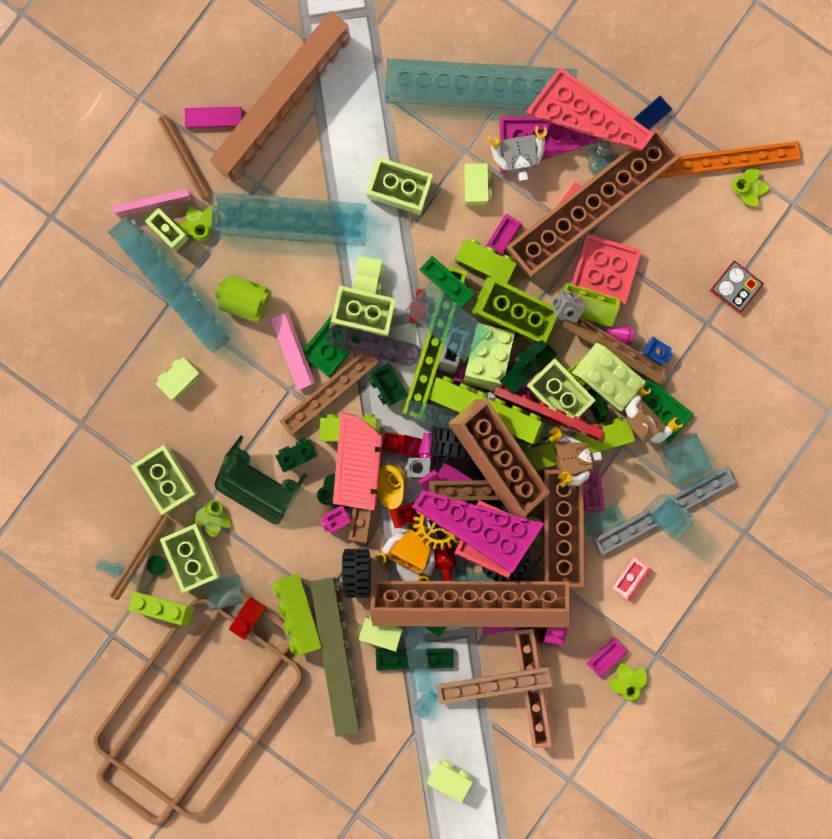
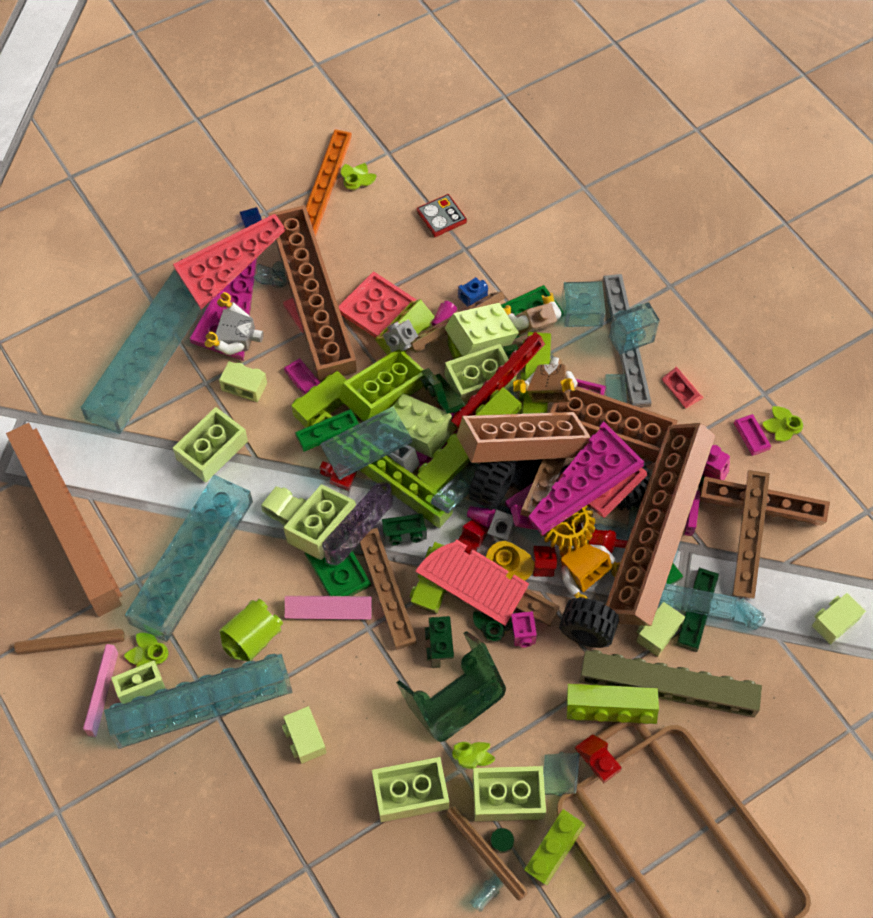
camera: 70 degrees left, 25 degrees down
(212, 117) = (44, 597): dark pink tile -> none

